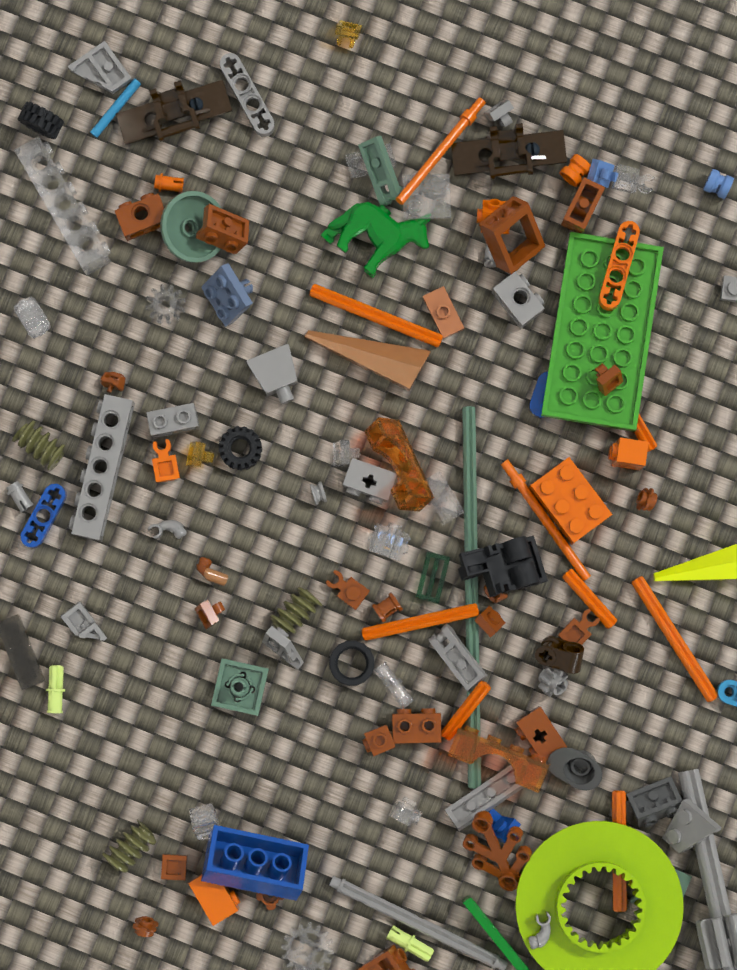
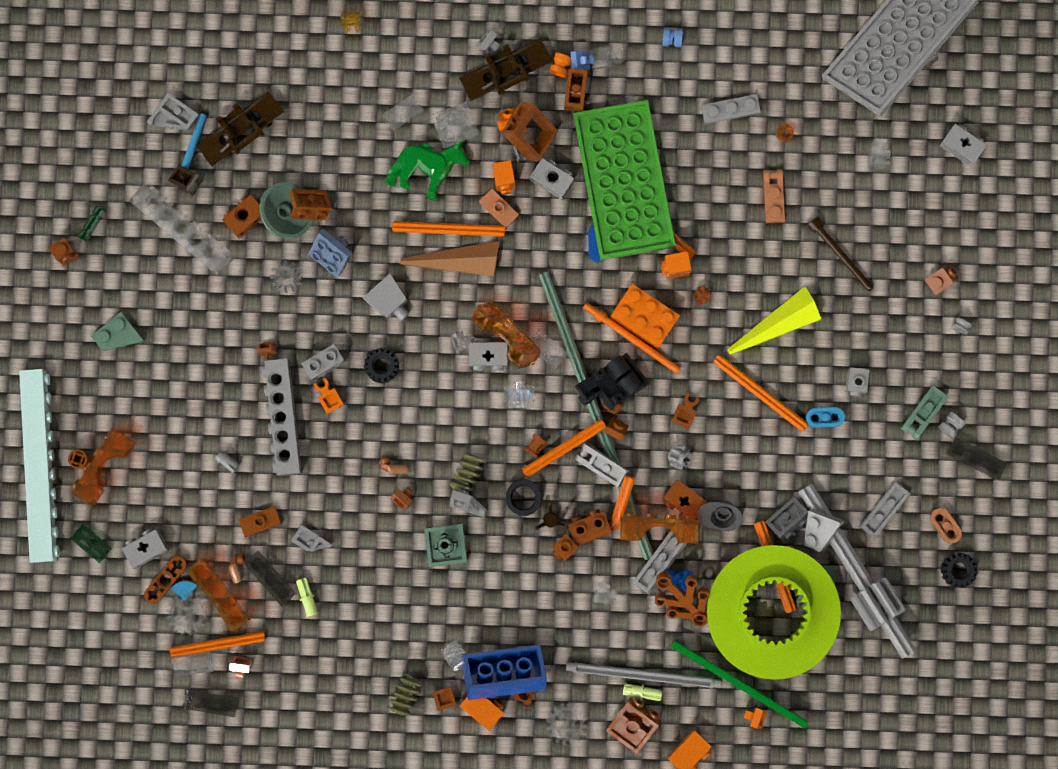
camera: 10 degrees left, 0 degrees up
(32, 317) = (188, 322): clear gear -> none
(32, 580) = (260, 521): none -> dark orange plate
(39, 445) = (228, 417): olive piece -> none
(40, 120) = (141, 170): black tyre -> none
(53, 514) = (247, 454): blue beam -> none
(89, 150) = (185, 180): none -> dark brown slope
(145, 926) = (438, 750): dark orange plate -> none
(168, 183) = (255, 184): orange pin -> none
(173, 526) = (350, 442): light grey arm -> none
(197, 455) = (350, 382): clear yellow tile -> none
(246, 95) = (291, 95): light grey beam -> none
(318, 493) = (452, 378): light grey bush -> none
(351, 591) = (504, 443): dark orange plate -> none
(374, 701) = (551, 520): none -> dark brown plant
(380, 170) = (413, 118): sand green plate -> none
(402, 696) = (549, 495): clear pin -> none
(427, 597) = (563, 427): clear green tile -> none
(462, 278) = (504, 177): none -> orange brick
(466, 119) = (464, 55): orange bar -> none
(542, 937) = (739, 649): light grey arm -> none
(563, 654) = (680, 434): dark brown piece -> none
(589, 598) = (685, 385): orange axle -> none
(608, 378) = (640, 214): dark orange tile -> none
(619, 265) = (618, 126): orange beam -> none

